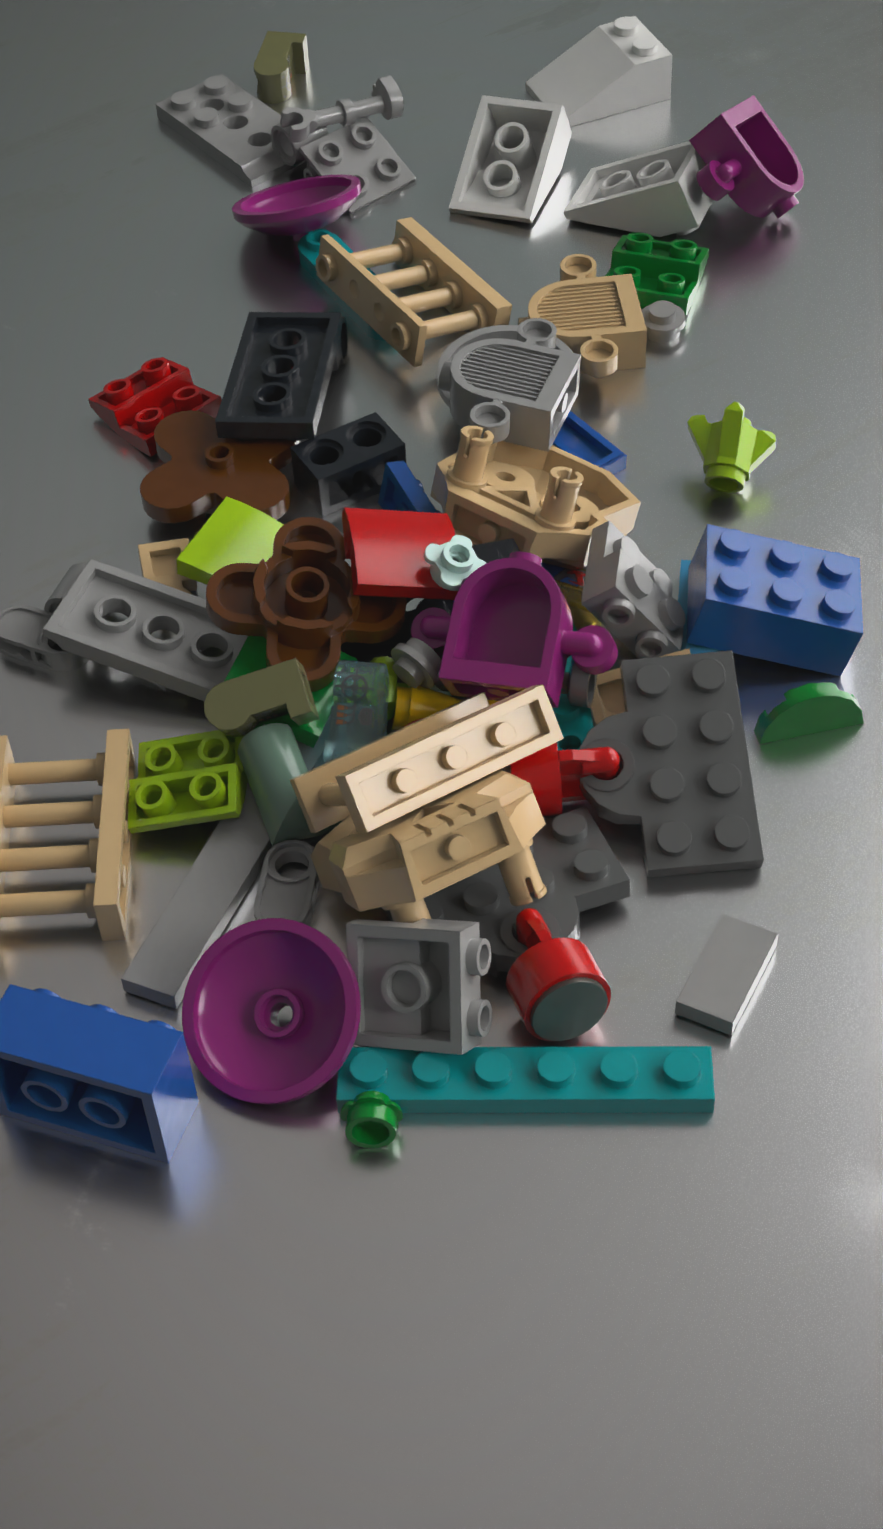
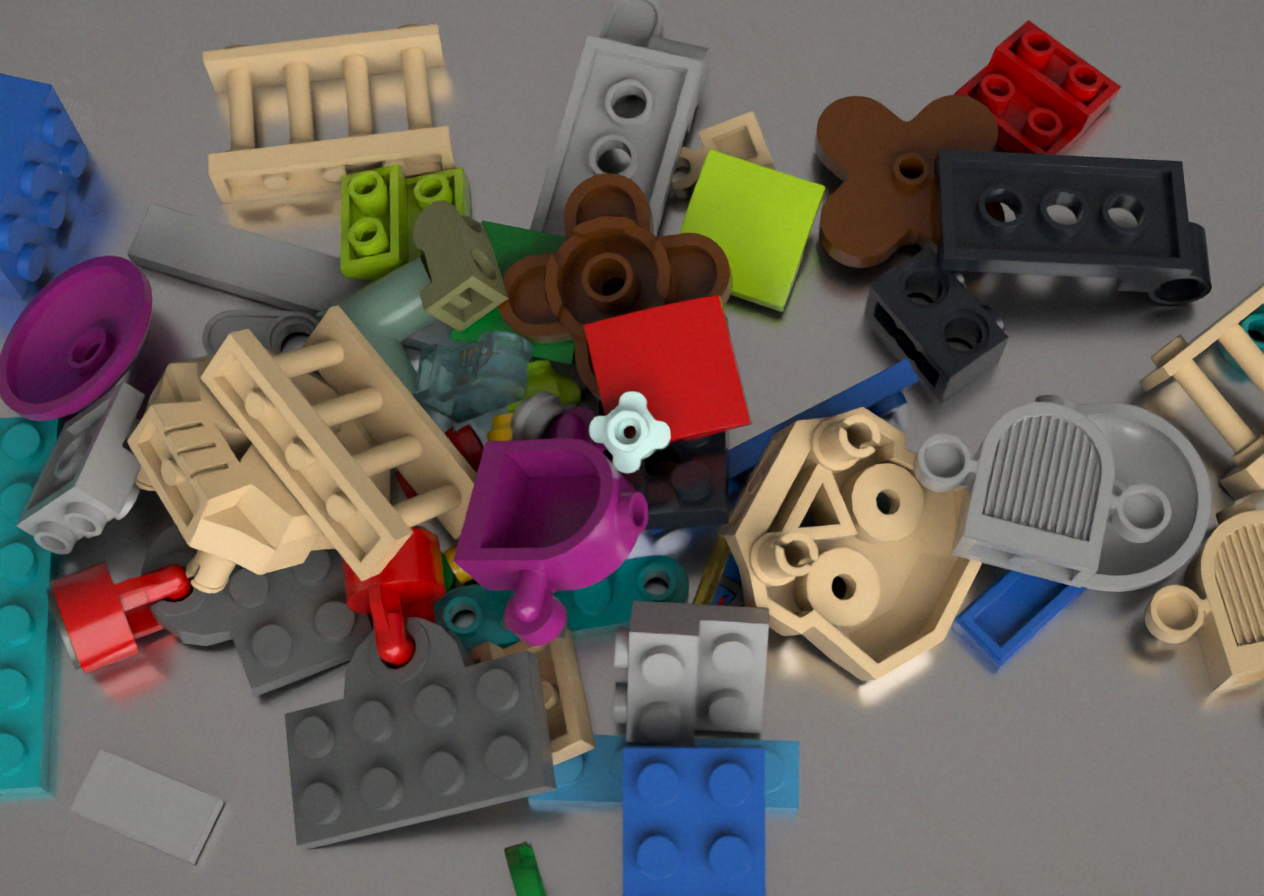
camera: 85 degrees right, 20 degrees up
(730, 448) = (1006, 797): lime rock -> none

